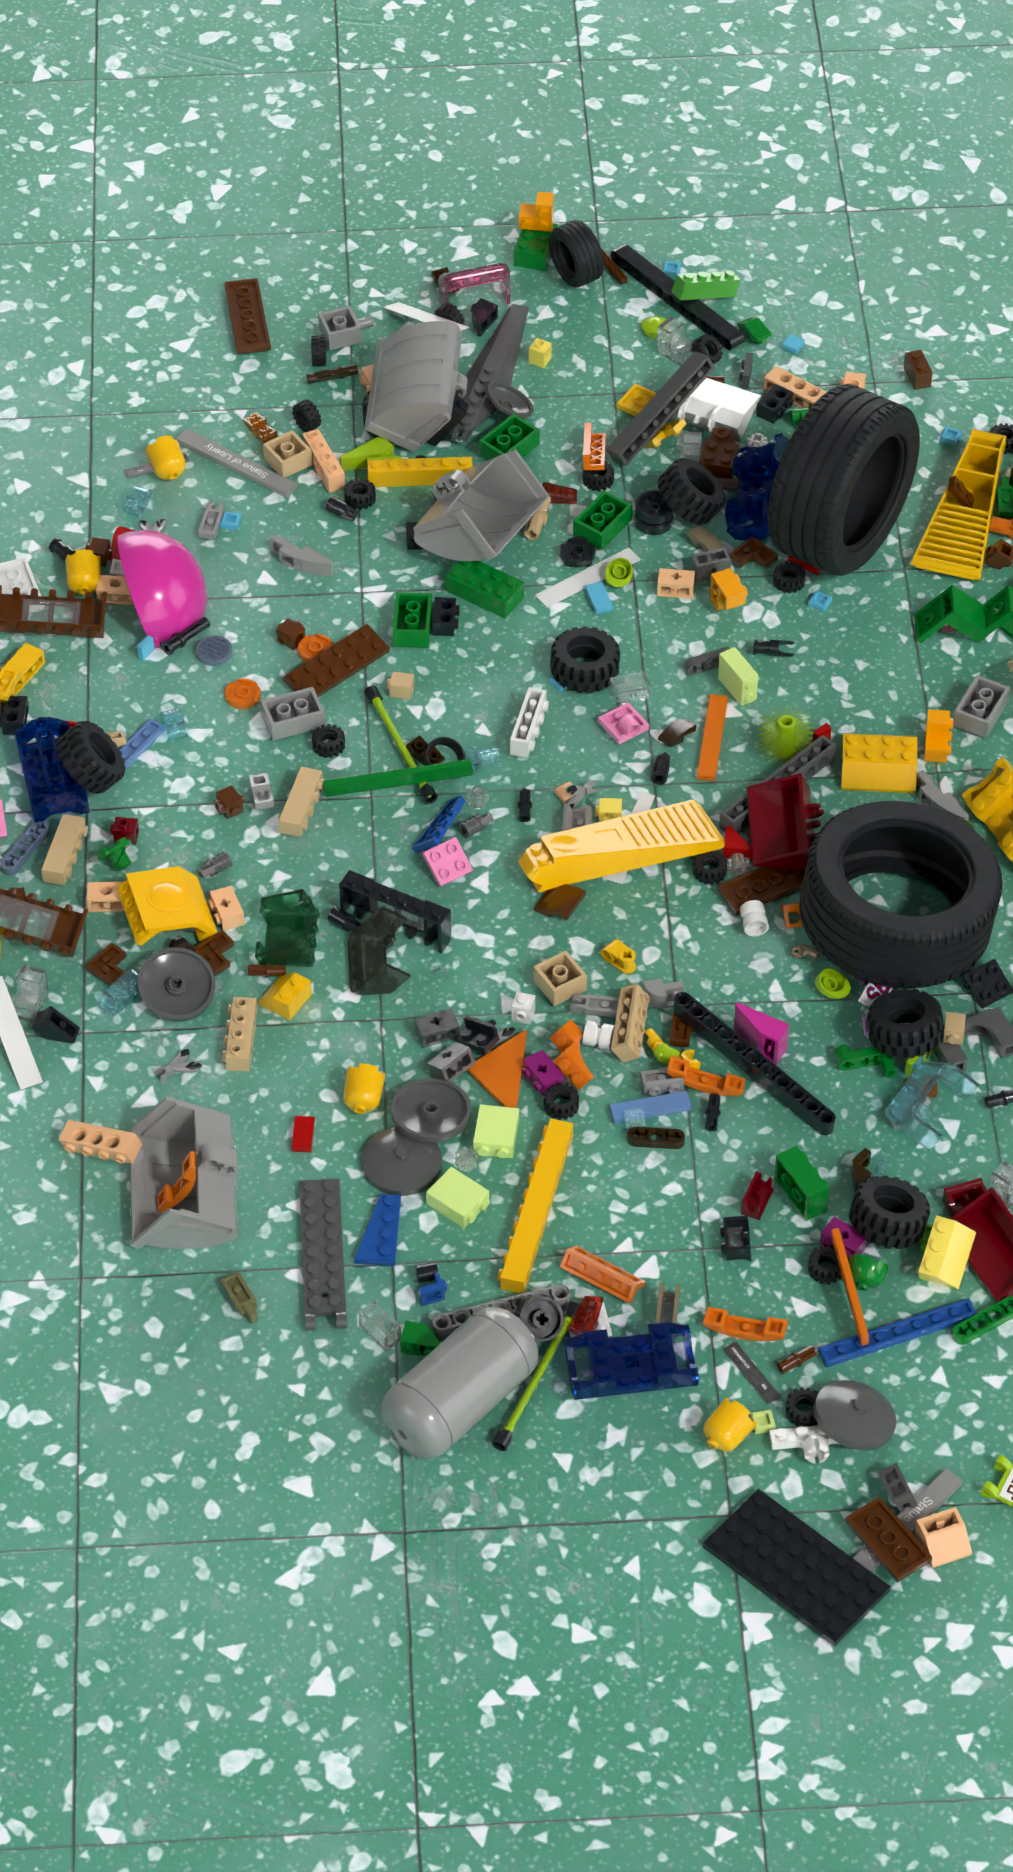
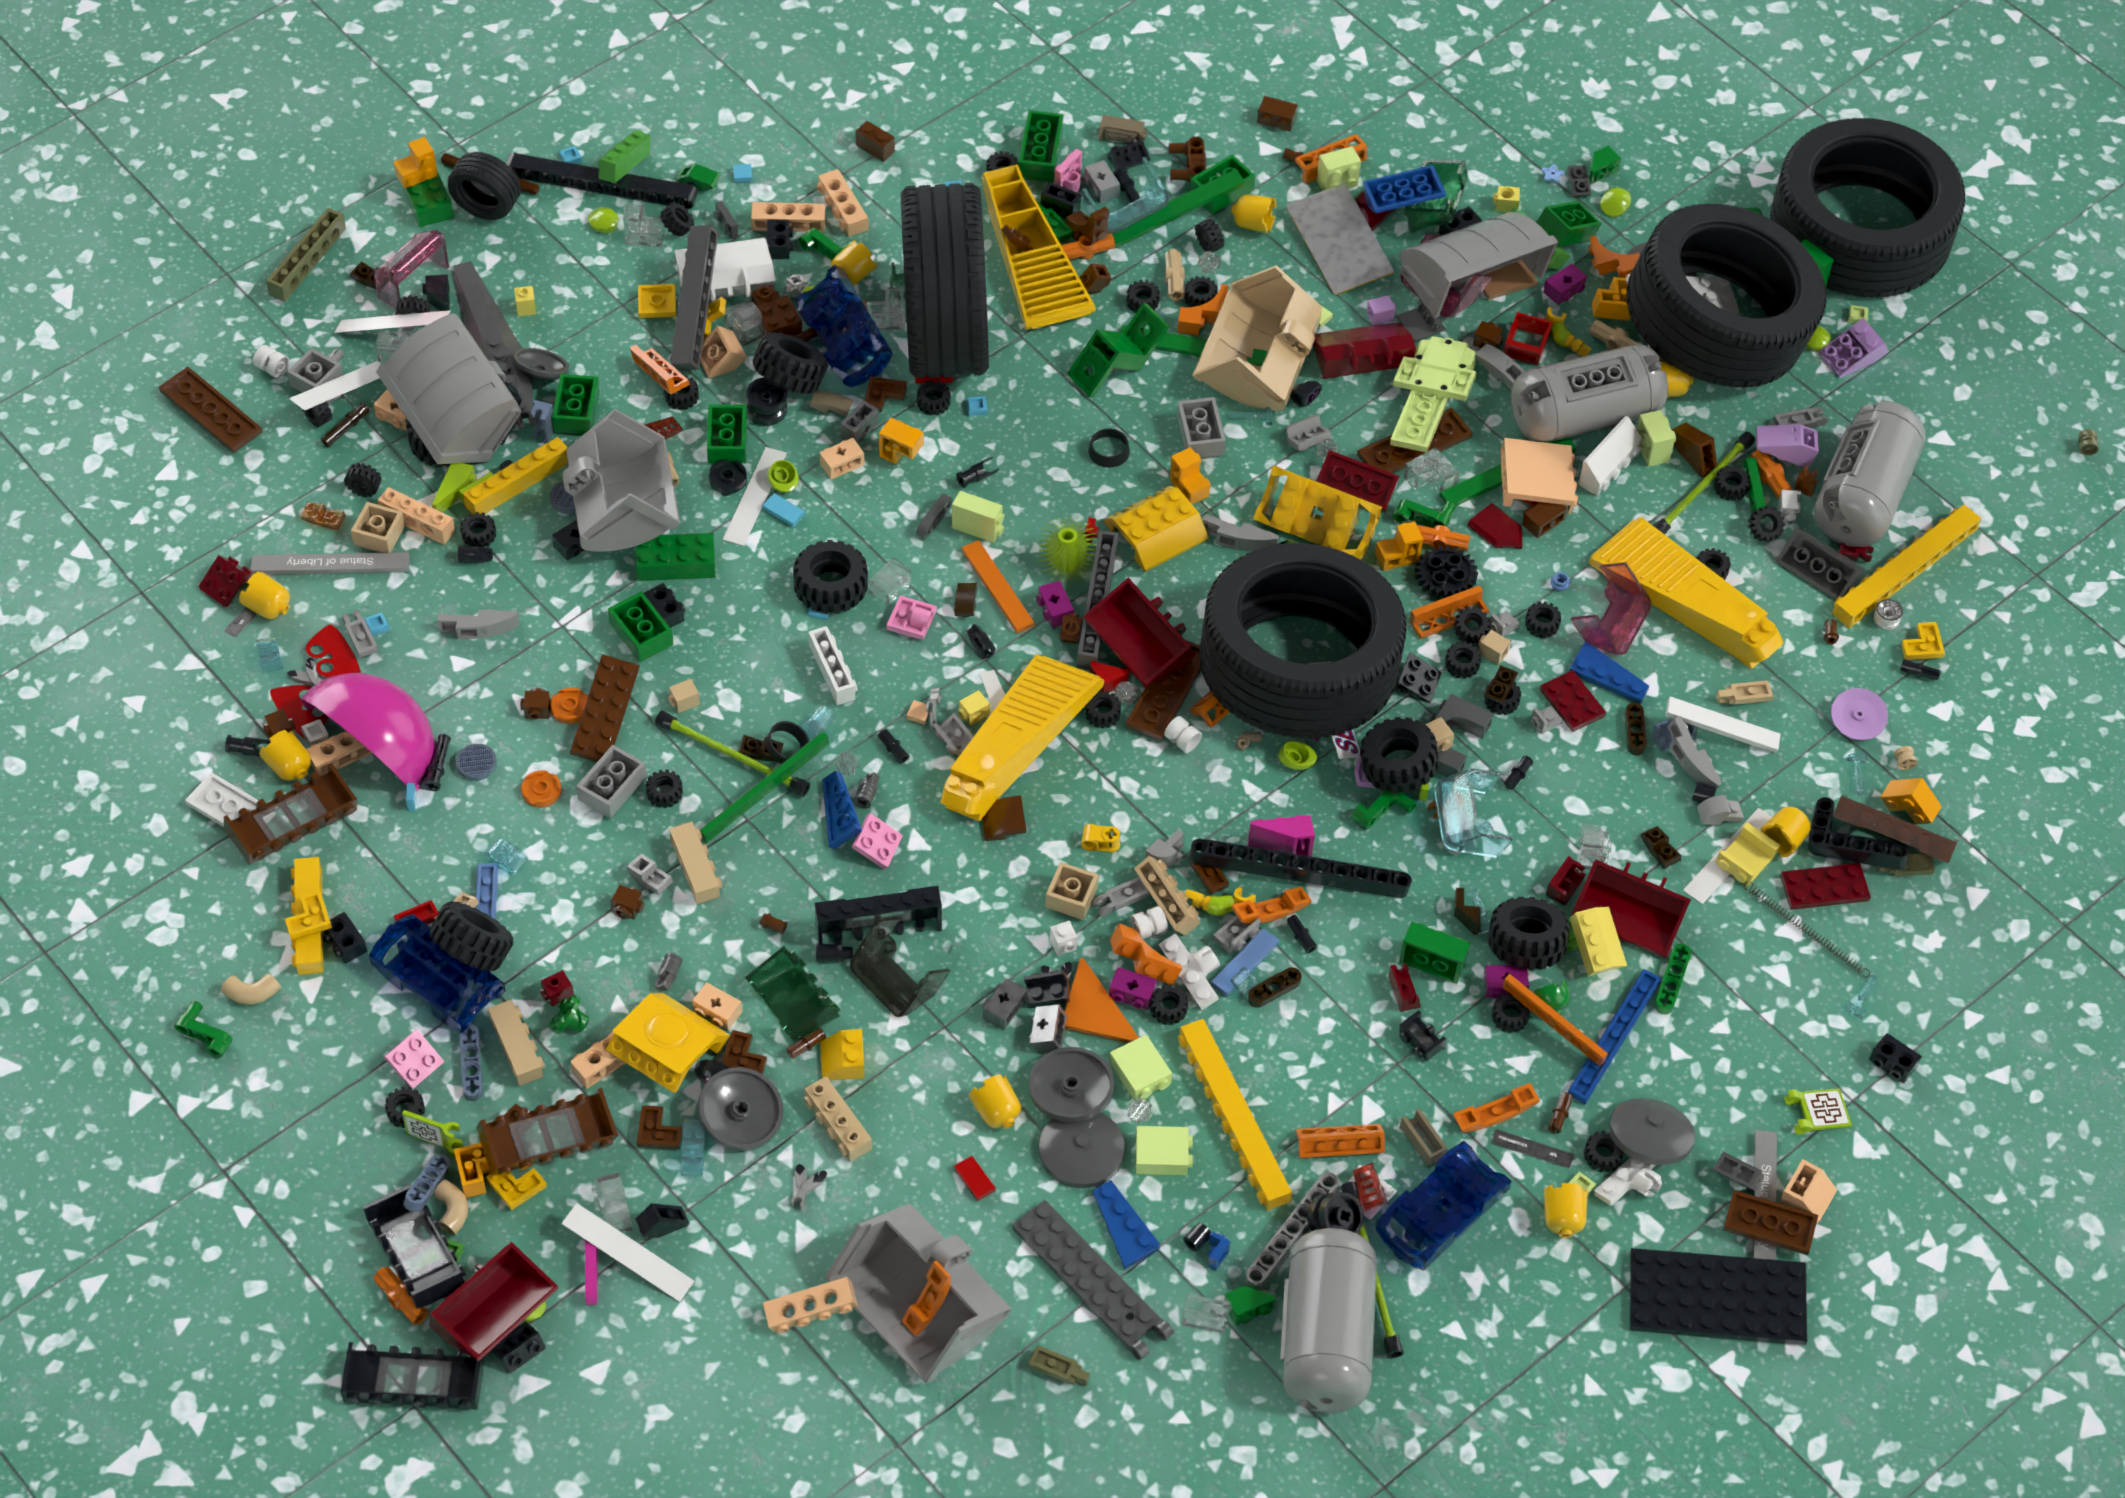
camera: 40 degrees left, 5 degrees up
(150, 430) = (224, 579): none -> dark red bracket
(190, 521) = (335, 644): none -> red piece
(317, 302) = (271, 361): none -> white wheel
(319, 873) = (773, 923): none -> reddish brown pin
(336, 340) = (337, 386): none -> white sticker
(409, 242) = (306, 254): none -> olive brick
(473, 436) = (543, 419): none -> sand blue hinge
(603, 1087) = (1194, 969): none -> white plate
(653, 461) = (721, 352): none -> light nougat slope
(734, 792) = (1071, 628): none -> reddish brown brick
(743, 771) = (1054, 603): none -> magenta brick
(892, 696) = (1109, 461): none -> black tyre

